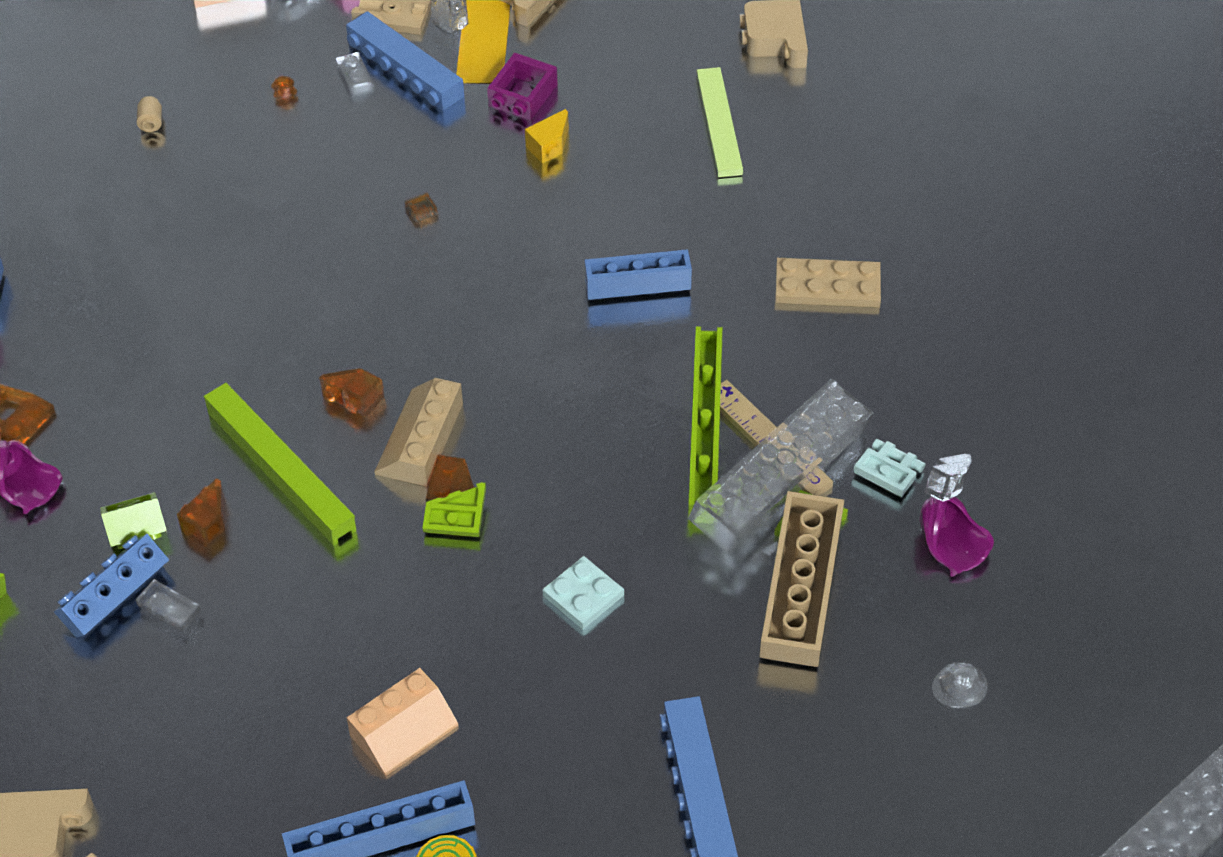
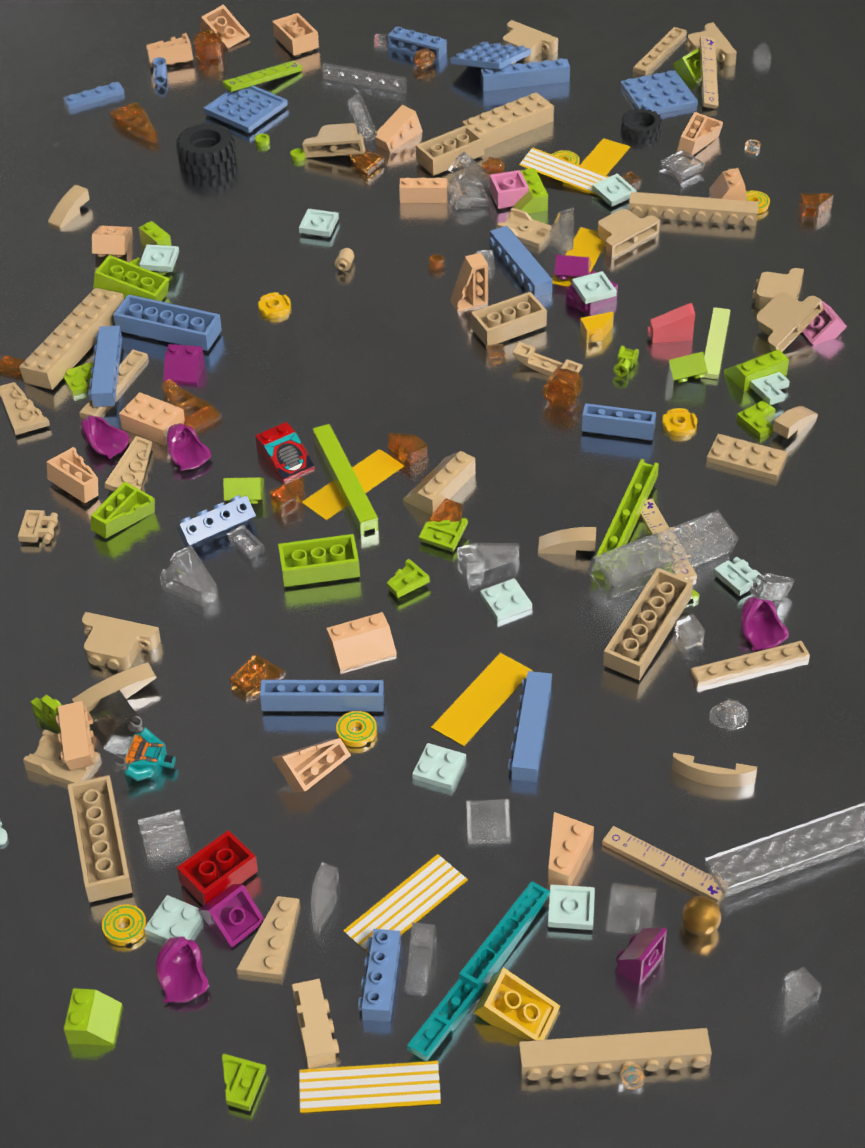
camera: 20 degrees right, 5 degrees down
(72, 220) = (281, 307): none -> yellow tile
(89, 65) = (318, 222): none -> light aqua plate
(105, 692) = (189, 578): none -> clear slope
(172, 443) = (283, 452): none -> slope
(263, 820) = (254, 671): none -> clear orange wing
(291, 607) = (319, 560): none -> lime brick
(312, 439) = (369, 473): none -> yellow sticker
(352, 113) = (471, 284): none -> light nougat wedge
(423, 154) = (508, 319): none -> tan brick
(431, 600) = (407, 579): none -> lime wing
(481, 54) = (571, 266): none -> magenta slope
(500, 211) = (539, 363): none -> tan slope
(527, 533) = (484, 556): none -> clear slope
(528, 79) = (594, 287): none -> light aqua plate
(541, 243) = (562, 388): none -> clear orange brick
(608, 762) = (481, 699): none -> yellow sticker
(609, 176) = (625, 360): none -> lime connector
(638, 477) = (568, 541): none -> tan slope
(656, 110) = (673, 325): none -> coral slope
(700, 167) = (688, 367): none -> lime slope
(712, 263) = (670, 424): none -> yellow tile
(792, 148) = (757, 368): none -> lime slope
(804, 66) = (786, 318): none -> tan brick
(815, 221) = (755, 418): none -> lime plate
(817, 171) = (769, 387): none -> light aqua plate
(848, 61) = (824, 326): none -> bright pink slope
(858, 571) = (689, 631): none -> clear brick
(870, 214) = (793, 421): none -> tan slope
(937, 786) = (712, 775): none -> tan slope
(955, 598) = (749, 664): none -> tan tile

